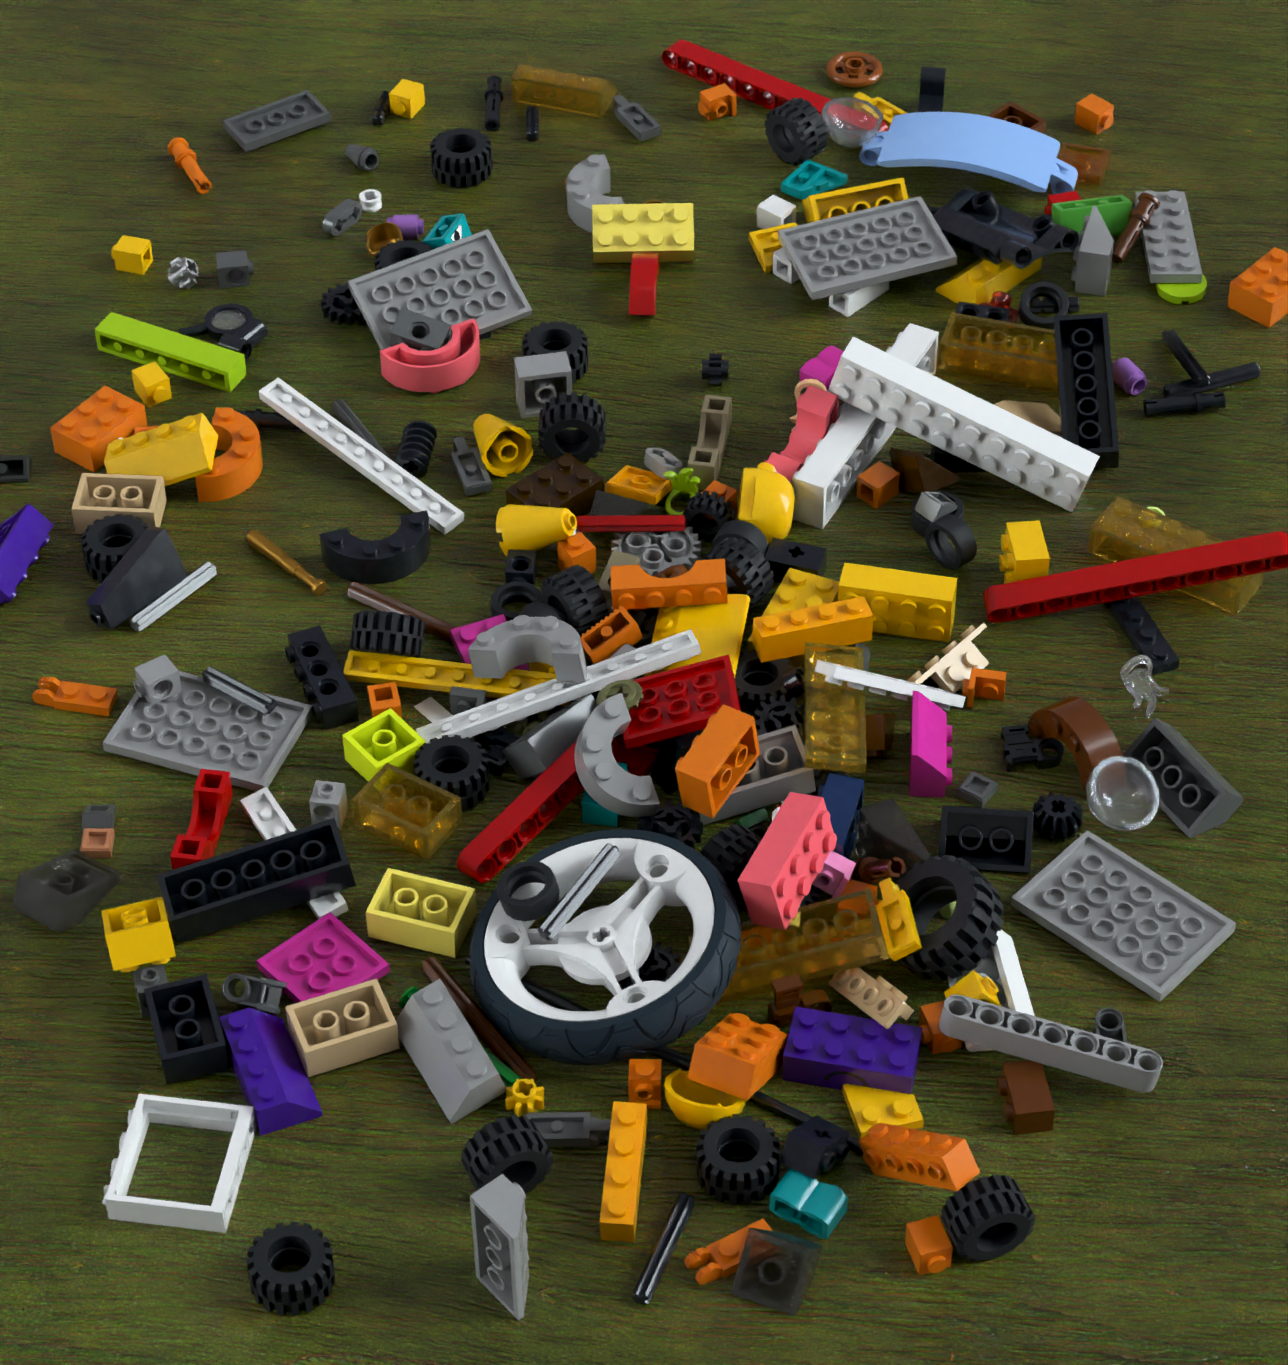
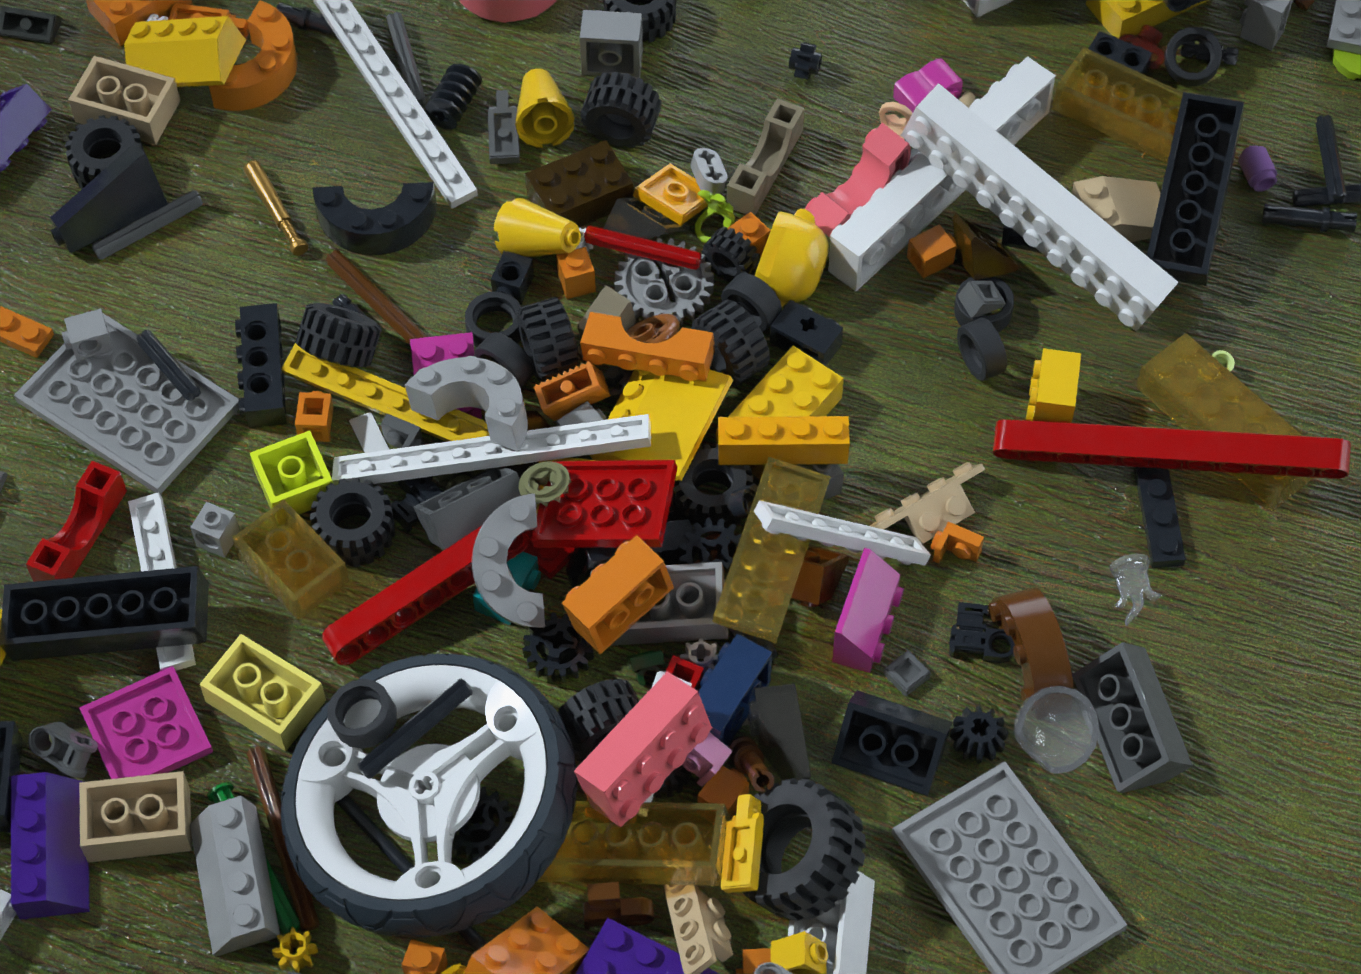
camera: 15 degrees right, 15 degrees up
(903, 600) = (896, 416): yellow brick -> none

